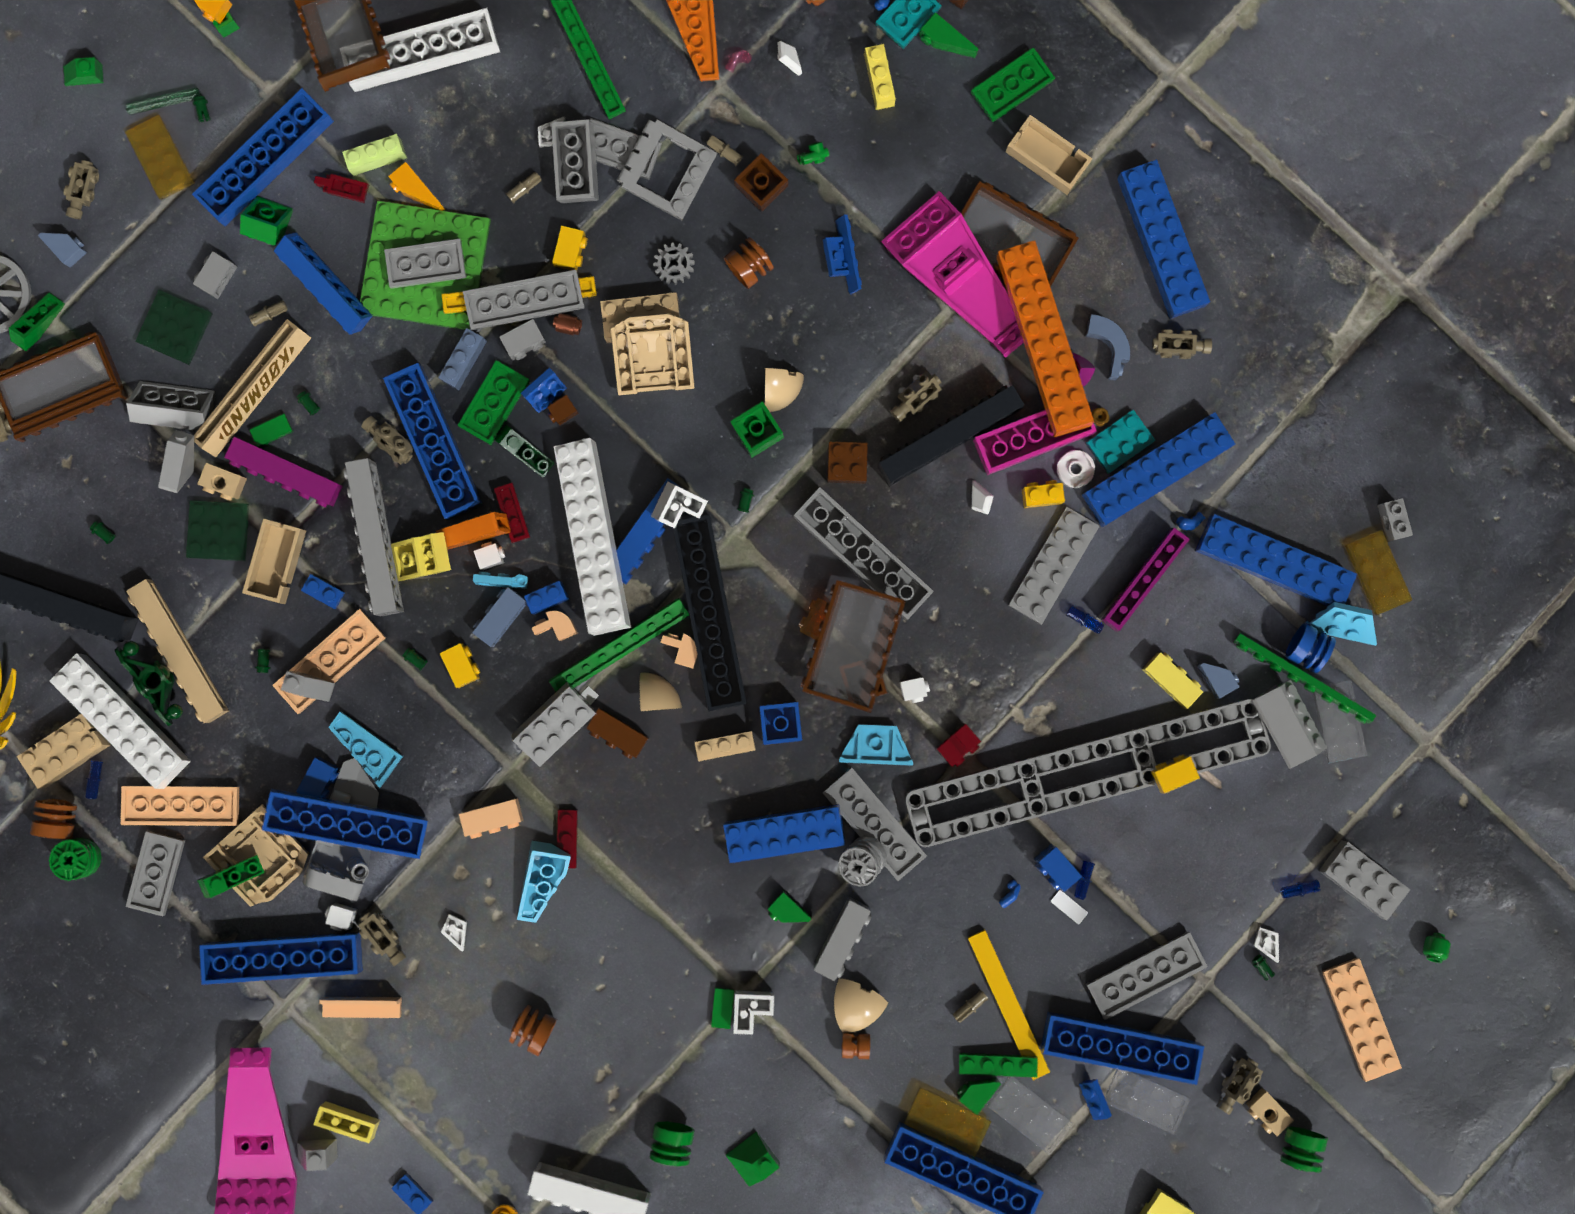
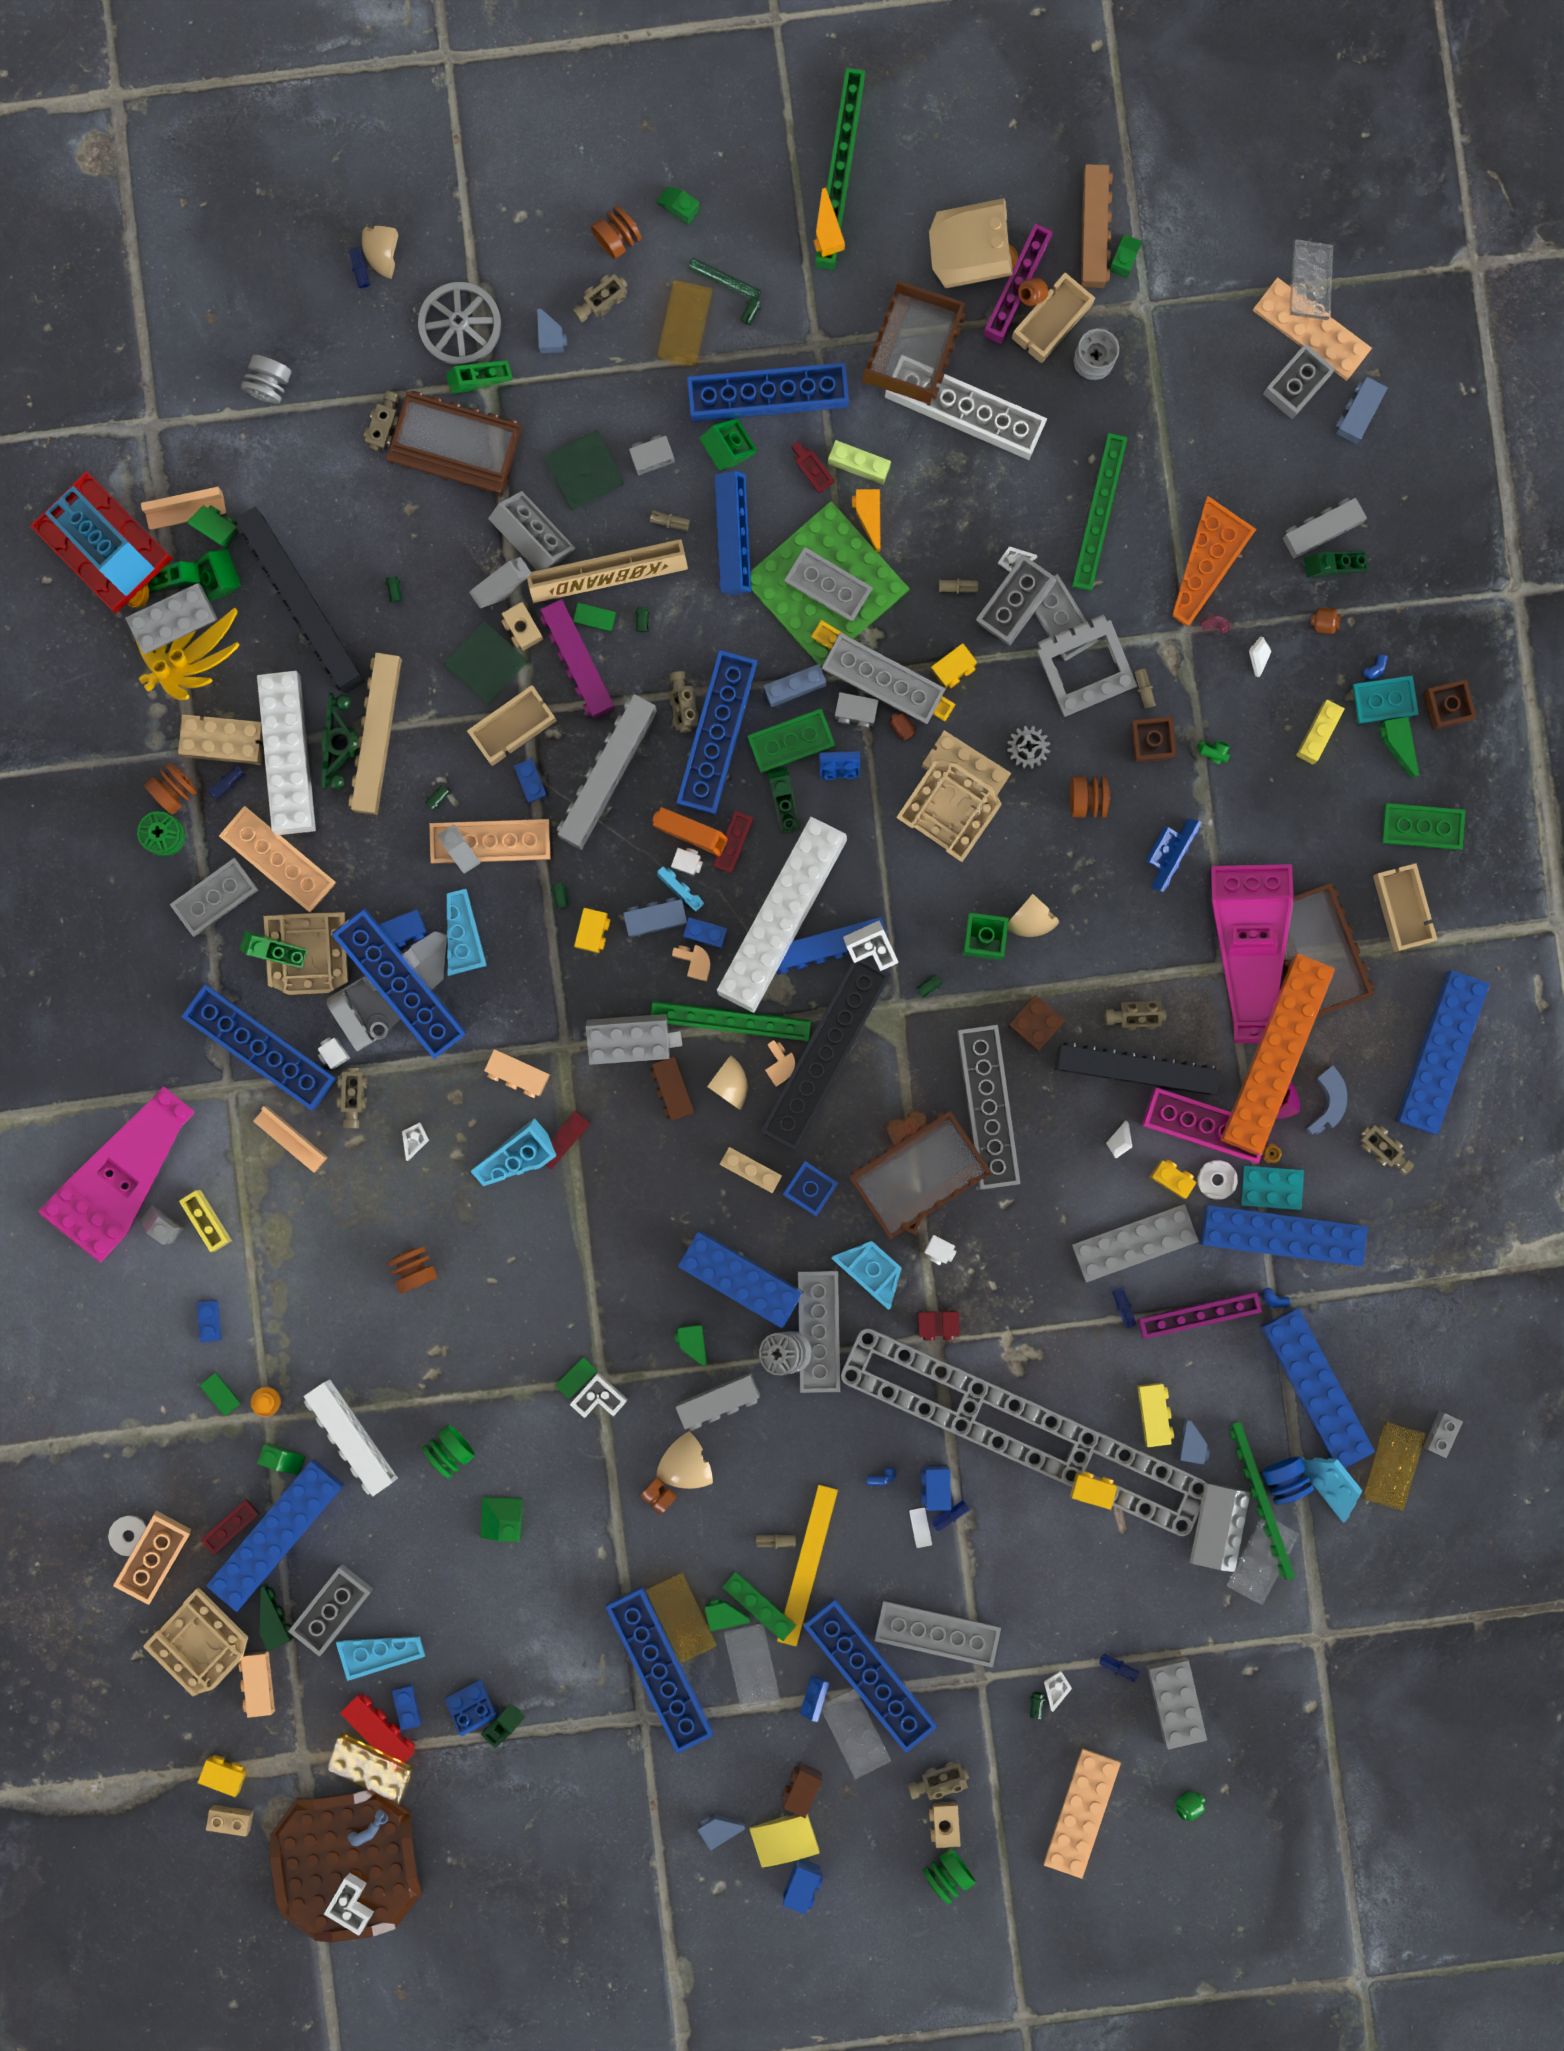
camera: 40 degrees right, 0 degrees up
(50, 130) = (613, 234): none -> dark orange wheel
(420, 556) = (631, 817): light yellow slope -> none
(562, 410) = (840, 792): reddish brown brick -> none
(1142, 1175) = (802, 1789): none -> reddish brown brick

